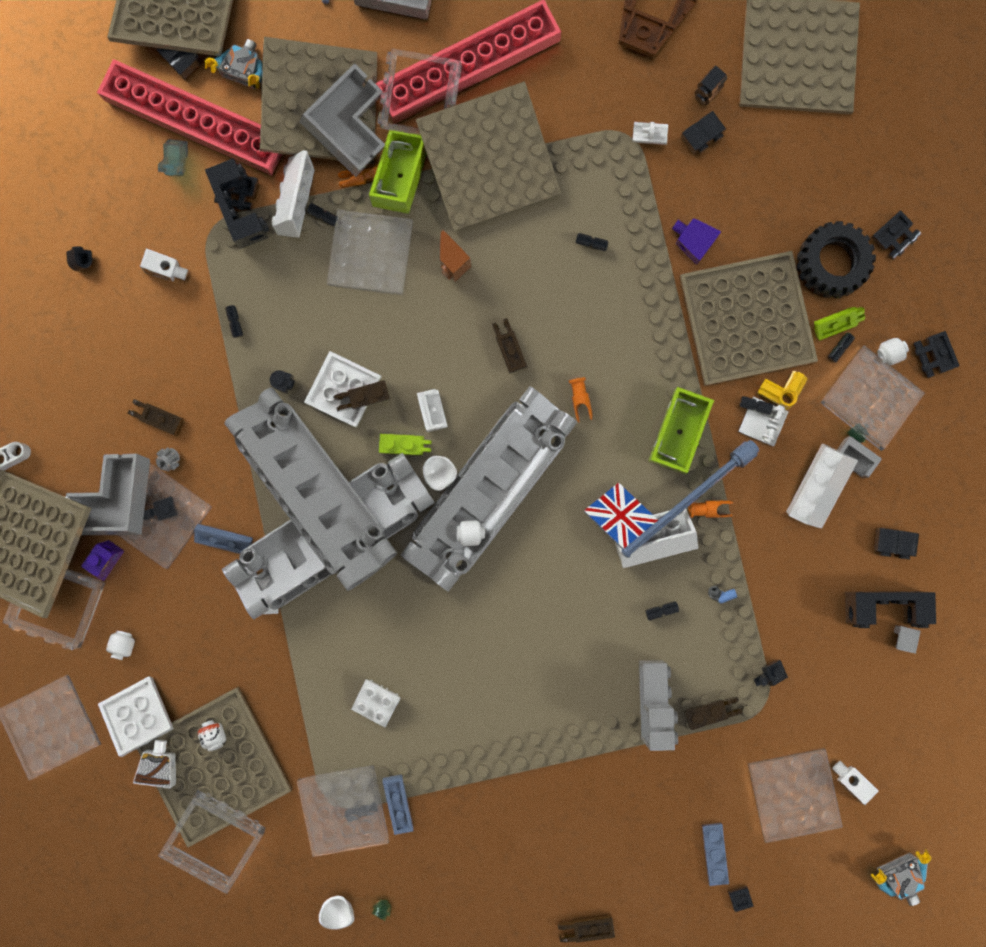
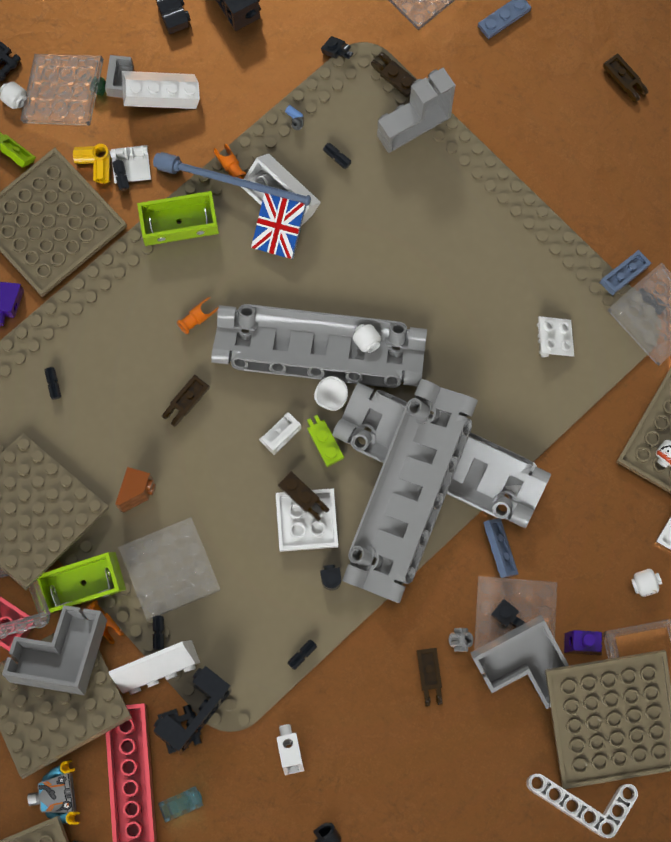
camera: 130 degrees left, 10 degrees down
(843, 344) = (36, 137): black piece -> none

